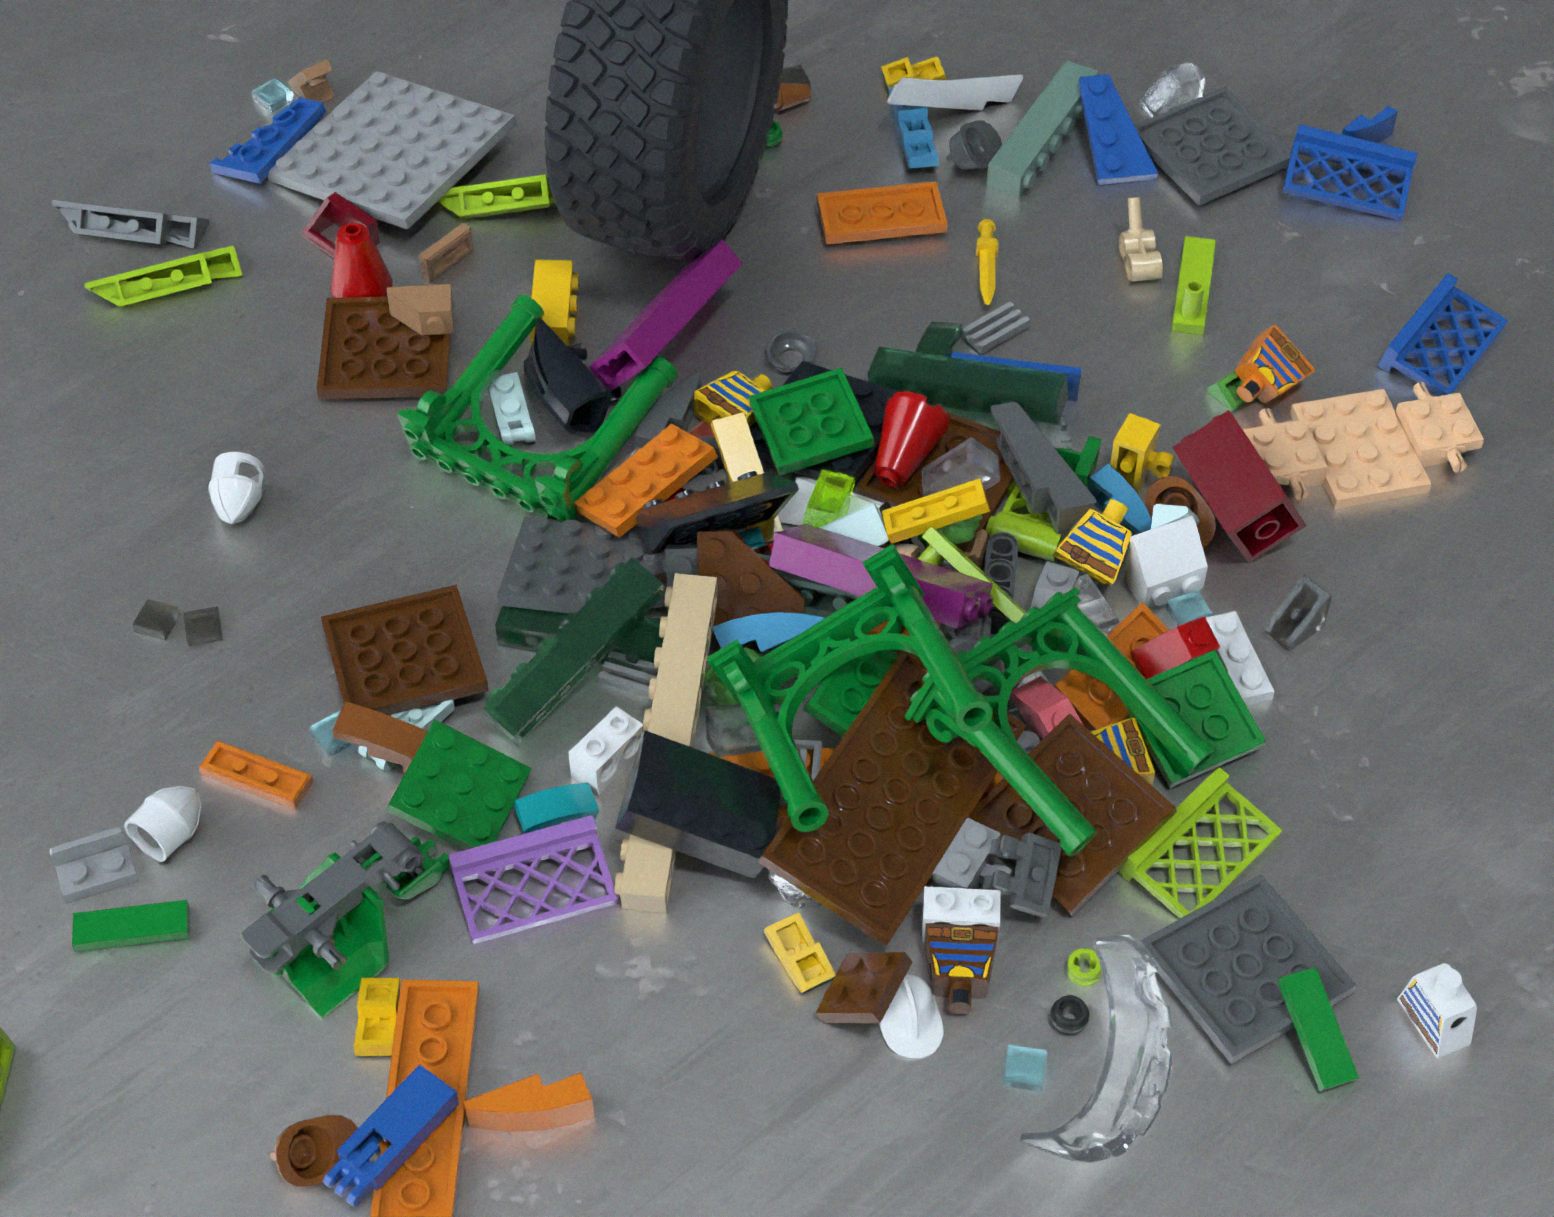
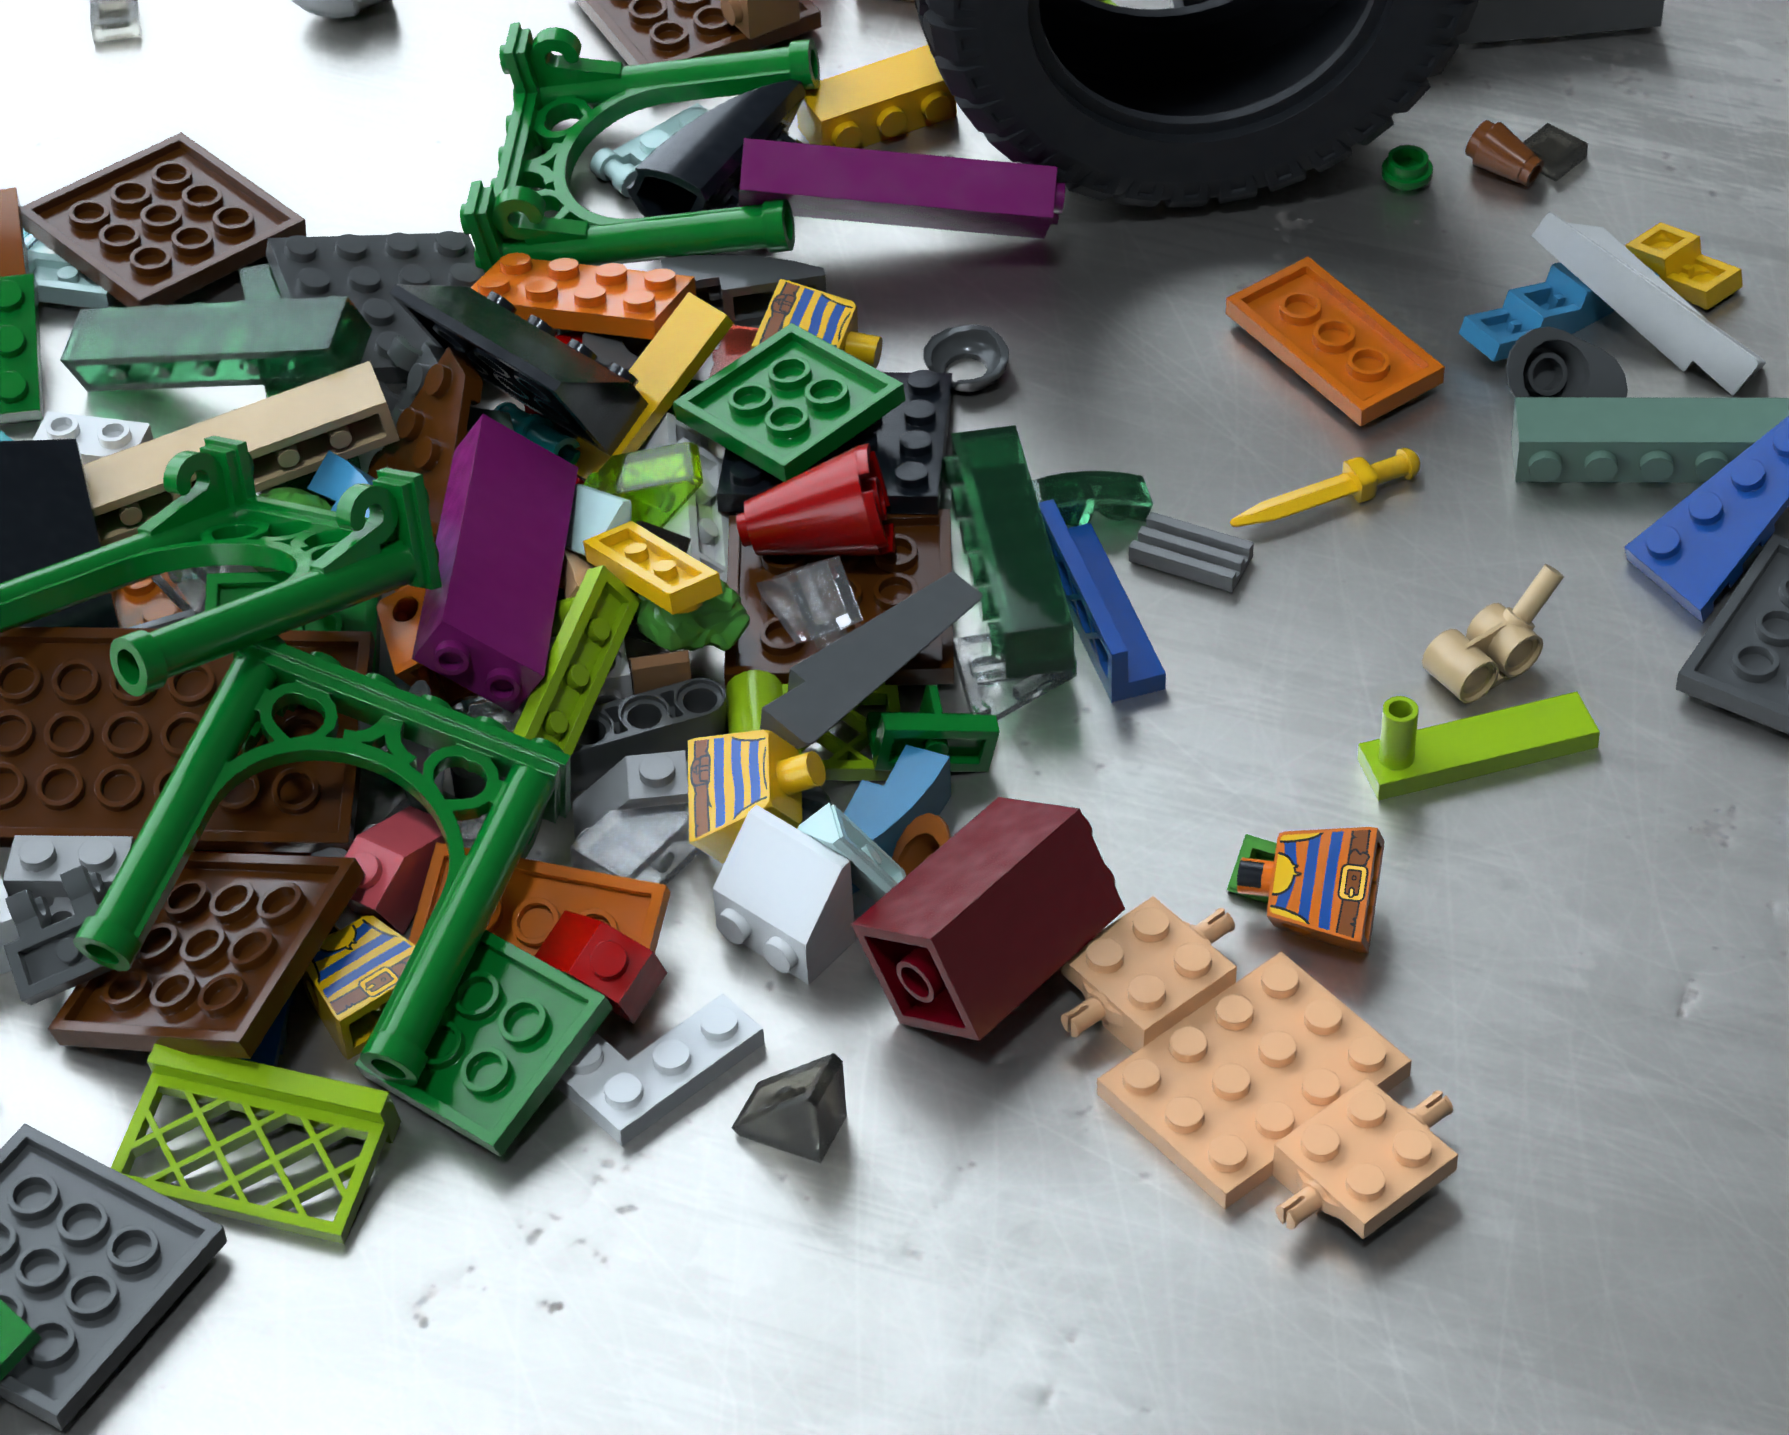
camera: 65 degrees right, 5 degrees down
(203, 626) = (124, 56): clear smoke tile -> none
(1135, 452) = (993, 763): yellow brick -> none
(1188, 608) = (740, 976): clear light blue tile -> none
(1419, 328) = (1596, 1056): blue fence -> none

